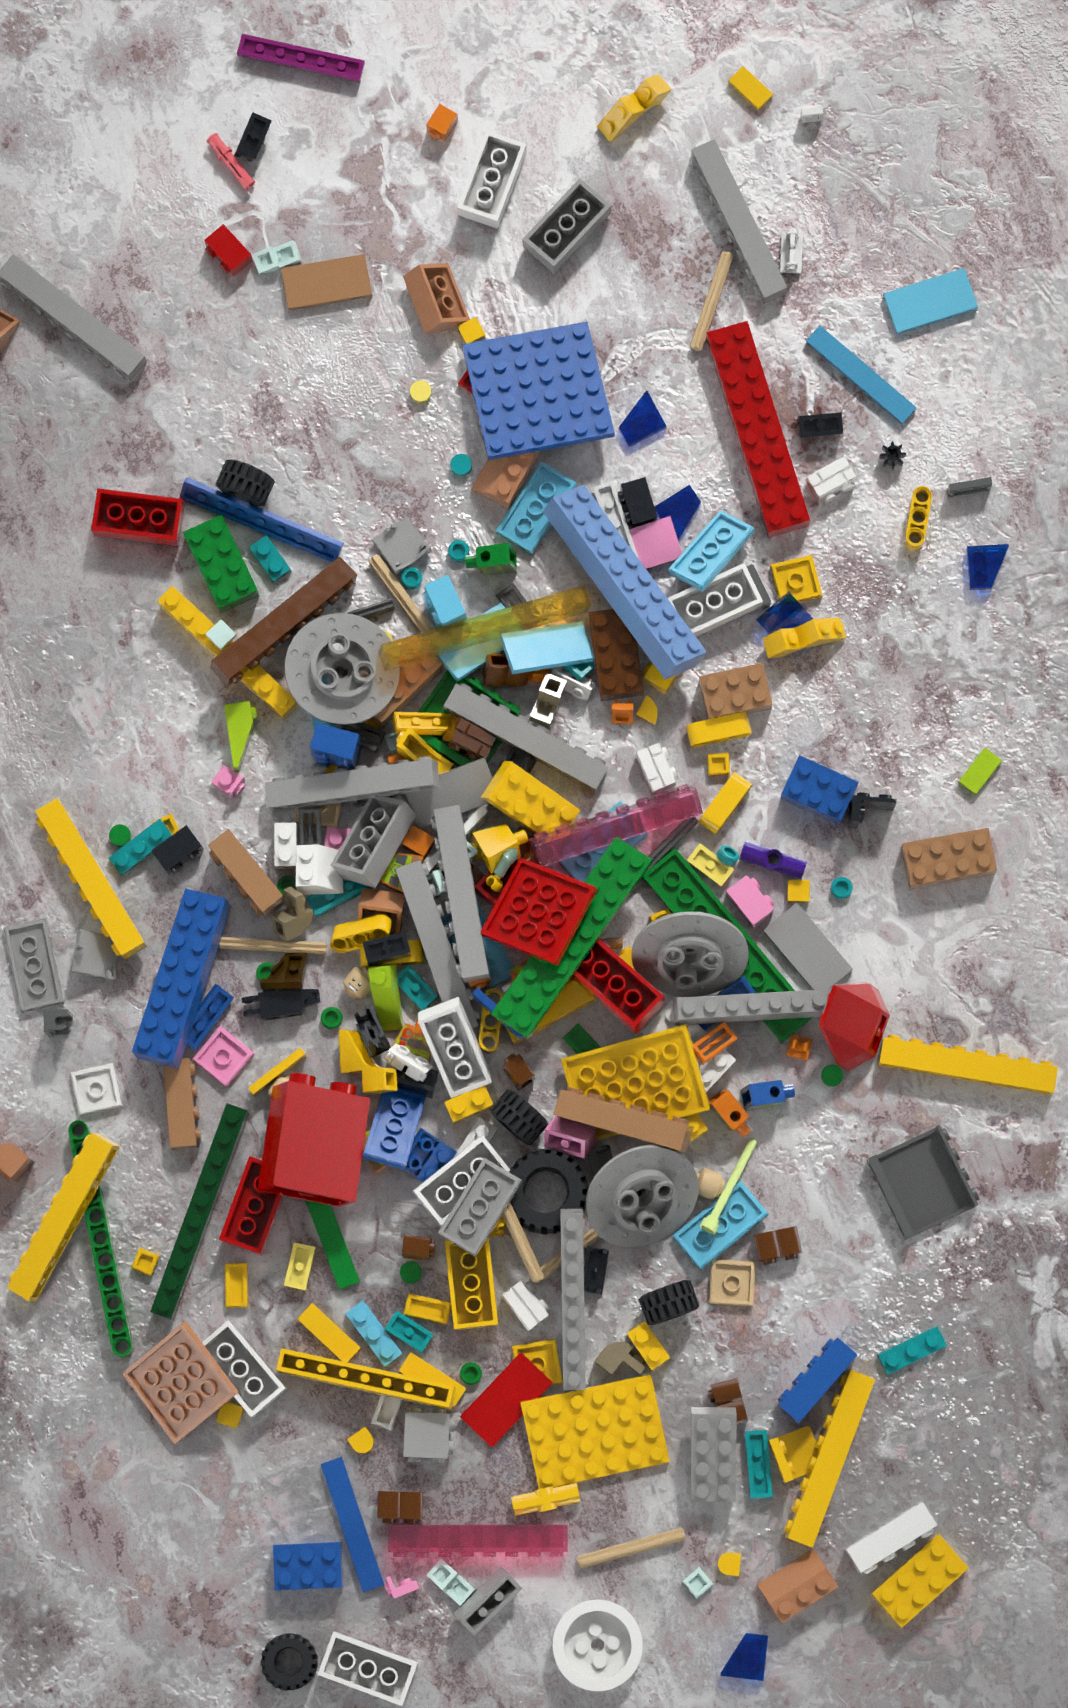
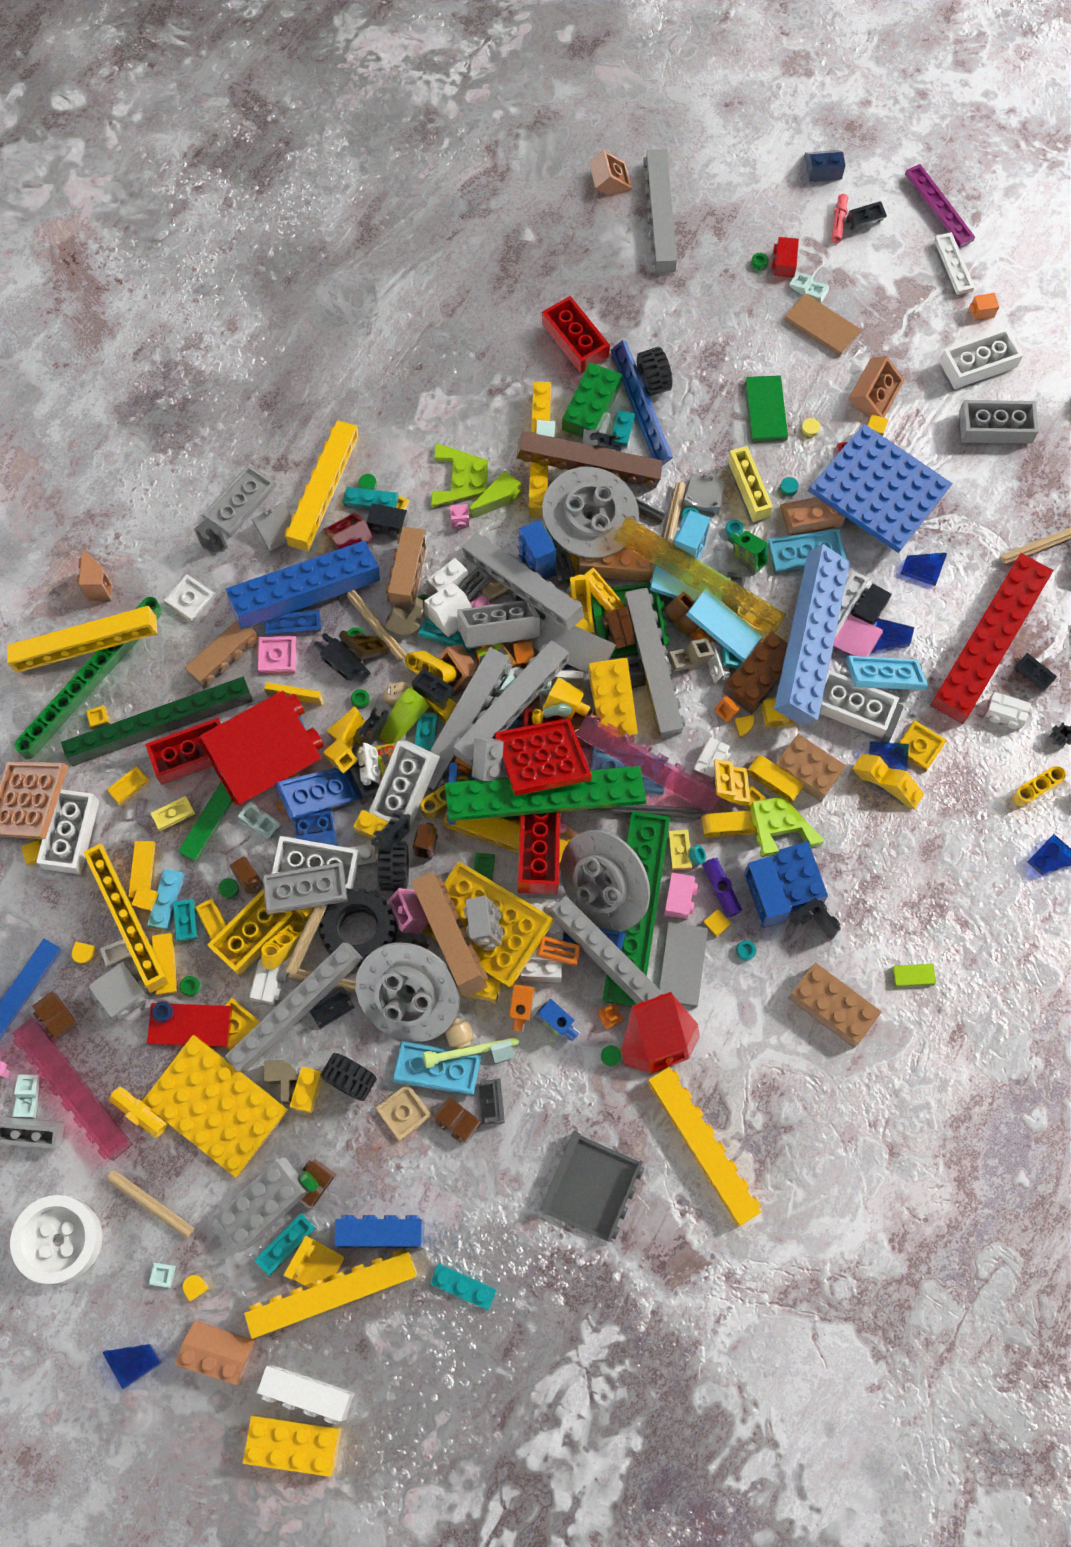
camera: 45 degrees right, 10 degrees down
(158, 895) = (348, 531): none -> dark red slope
(159, 118) = (825, 165): none -> dark blue slope
(194, 739) = (468, 476): none -> lime wing
(208, 276) = (759, 261): none -> green tile
(272, 594) = (595, 438): none -> black hinge
(360, 1350) = (144, 898): none -> yellow tile
(365, 412) = (766, 408): none -> green tile
(373, 105) = (954, 263): none -> white plate
(373, 1197) = (259, 820): none -> light aqua slope
(431, 499) = (750, 484): none -> light yellow brick
(477, 1412) = (162, 1012): none -> dark blue tile
(492, 1093) = (392, 832): none -> black hinge
(500, 959) = (487, 759): none -> light grey brick
(508, 1273) = (281, 945): none -> yellow beam
(641, 1084) = (483, 923): none -> light grey brick
(693, 770) = (731, 782): none -> yellow slope
(728, 1403) = (308, 1181): none -> green tile
(752, 1160) = (502, 1051): none -> light aqua tile
(754, 762) = (776, 818): none -> lime wing
(786, 1204) = (491, 1101): none -> dark grey hinge
(811, 827) = (767, 891): none -> blue brick

